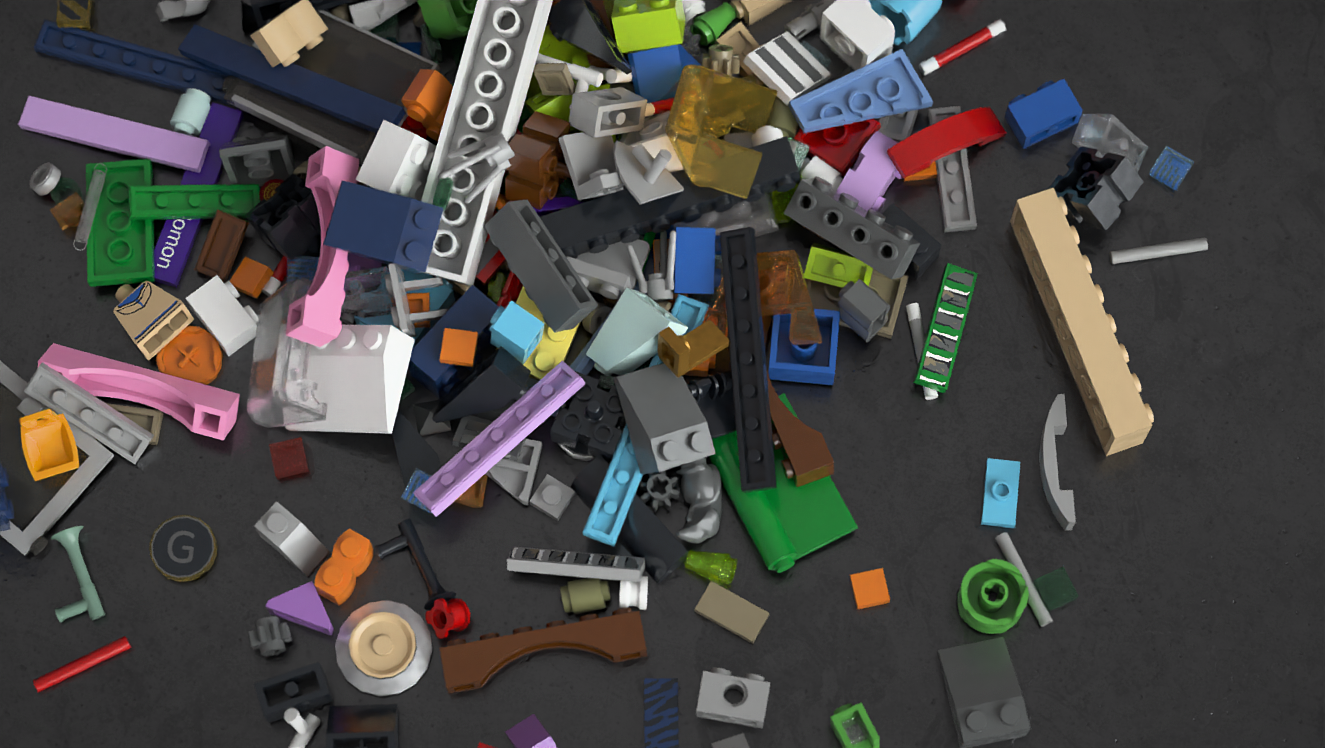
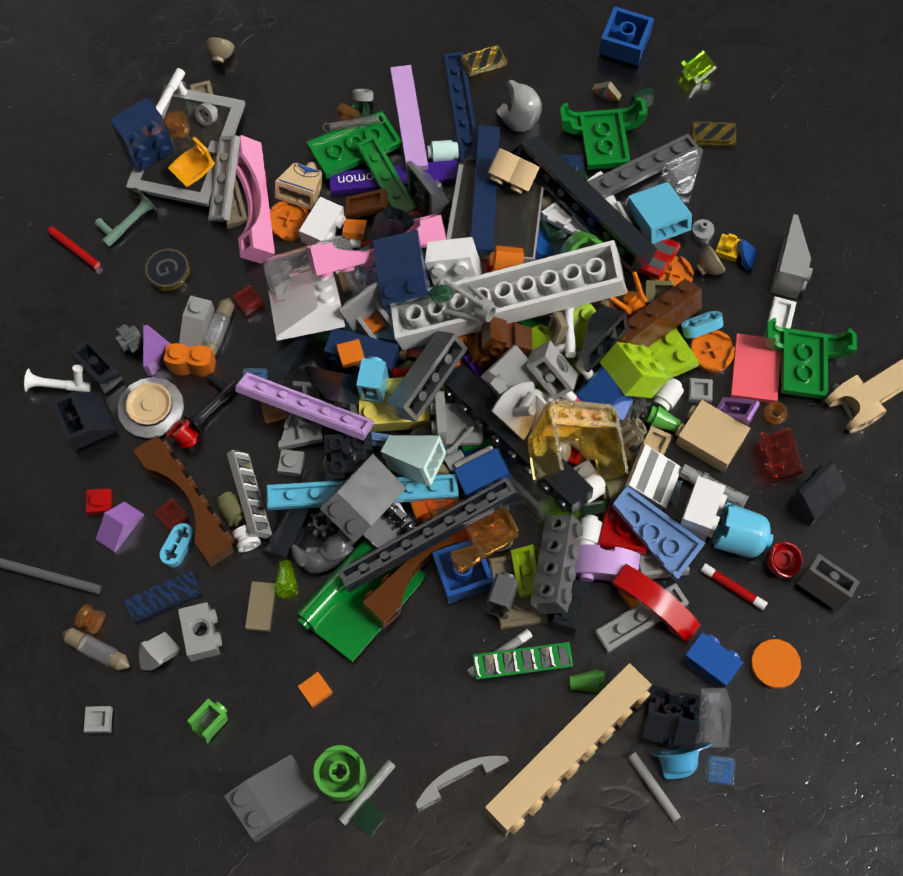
camera: 65 degrees right, 5 degrees down
(308, 512) = (218, 325): none -> clear piece
(555, 676) = (171, 514): none -> clear red plate
(605, 680) = (181, 547): none -> medium azure beam
(692, 349) = (417, 494): pearl gold bracket -> none
(1000, 493) = (422, 750): medium azure plate -> none
(1005, 262) = (589, 681): none -> bright green cone
(1075, 47) = (775, 664): none -> orange tile
(1146, 207) = (680, 762): none -> dark azure piece

